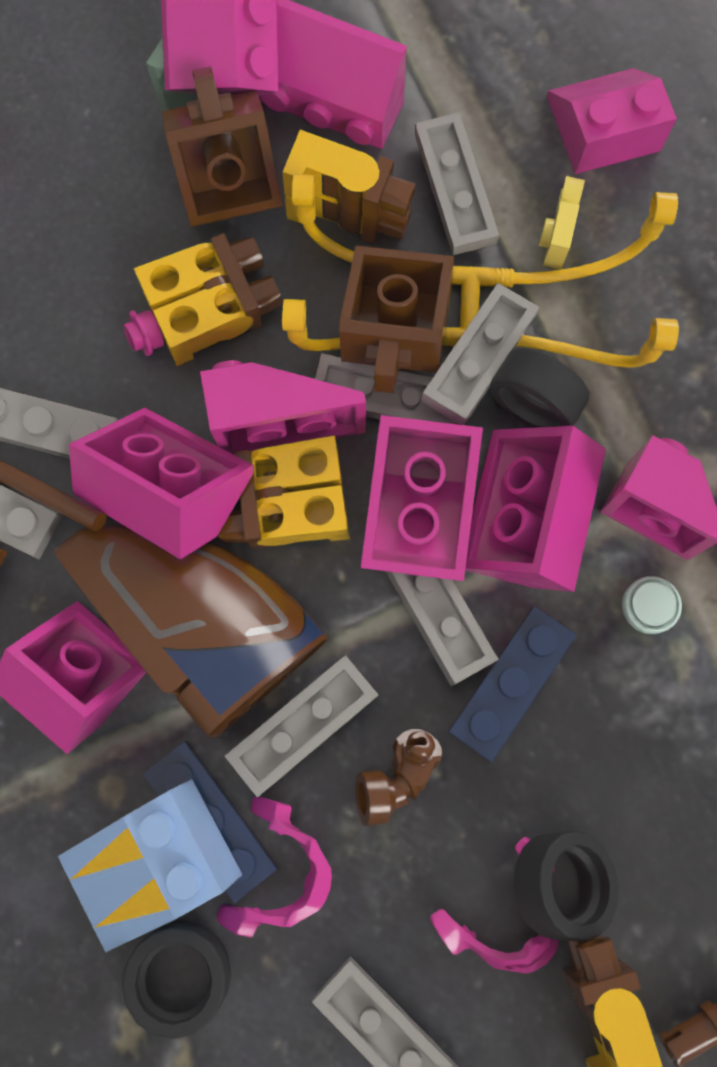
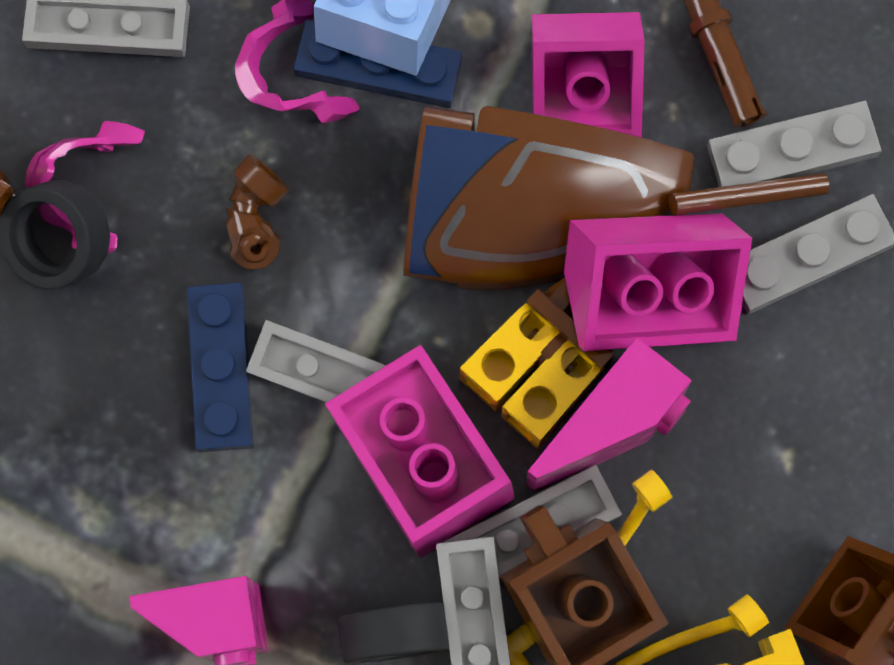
camera: 145 degrees right, 0 degrees up
(143, 332) = (799, 403): dark pink plate -> none
(205, 296) = (774, 504): yellow hips -> none
(301, 726) = (365, 190): light grey plate -> none
(535, 506) = (318, 529): dark pink slope -> none
(651, 605) = (150, 534): light aqua piece -> none

